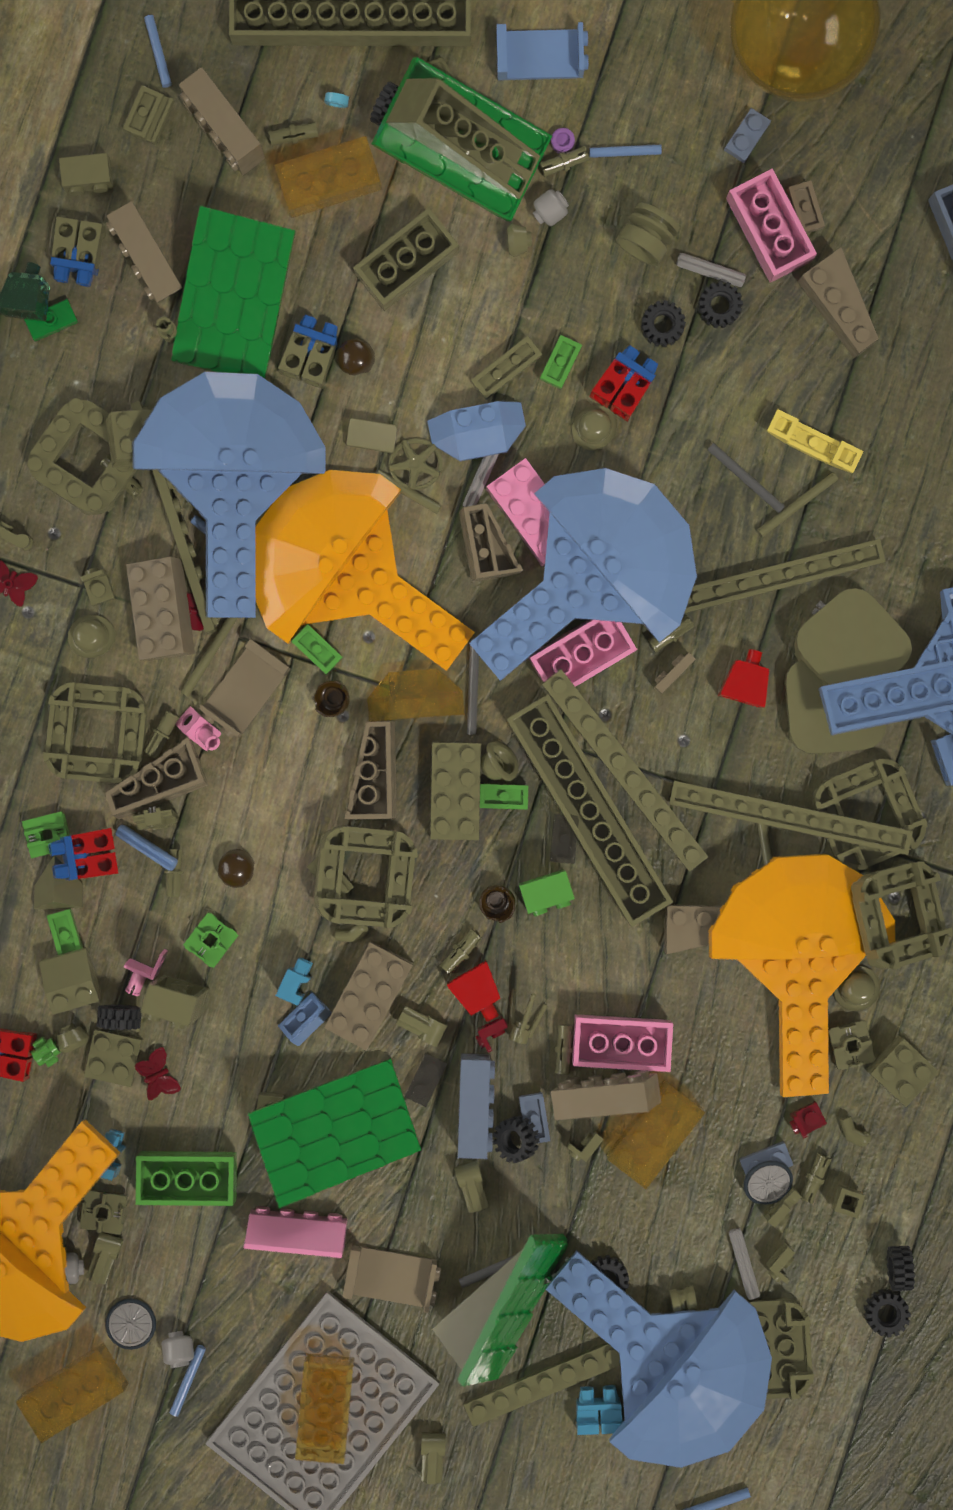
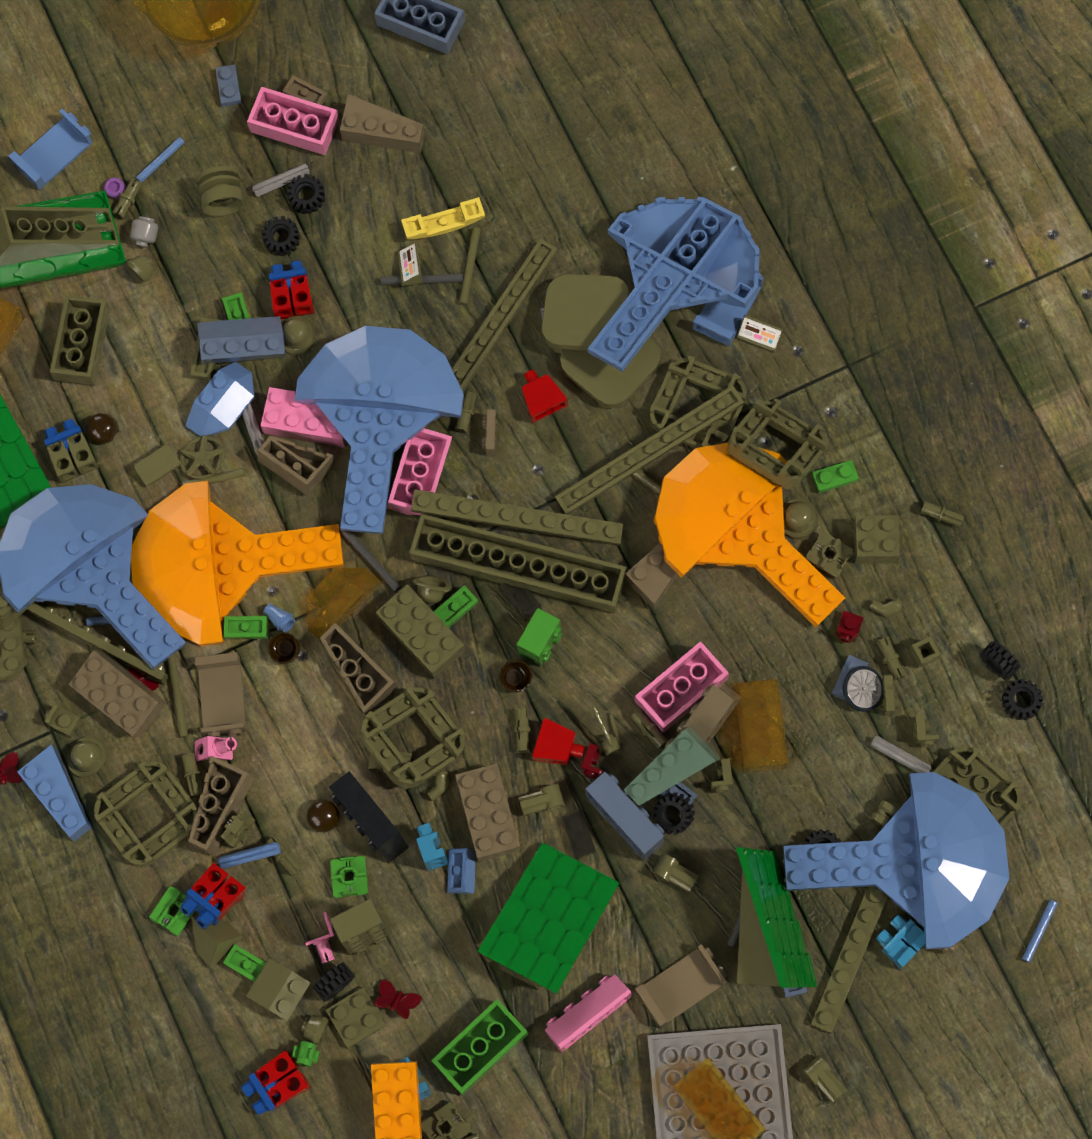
camera: 30 degrees left, 15 degrees down
(37, 646) = (54, 789): none -> medium blue wedge
(269, 906) = (368, 816): none -> black wedge
(352, 669) = (281, 619): none -> medium blue cone
(541, 390) = (241, 340): none -> sand blue slope
(547, 1112) = (678, 761): none -> sand green wedge
(746, 457) = (410, 265): none -> slope
(922, 983) = (835, 476): none -> bright green plate

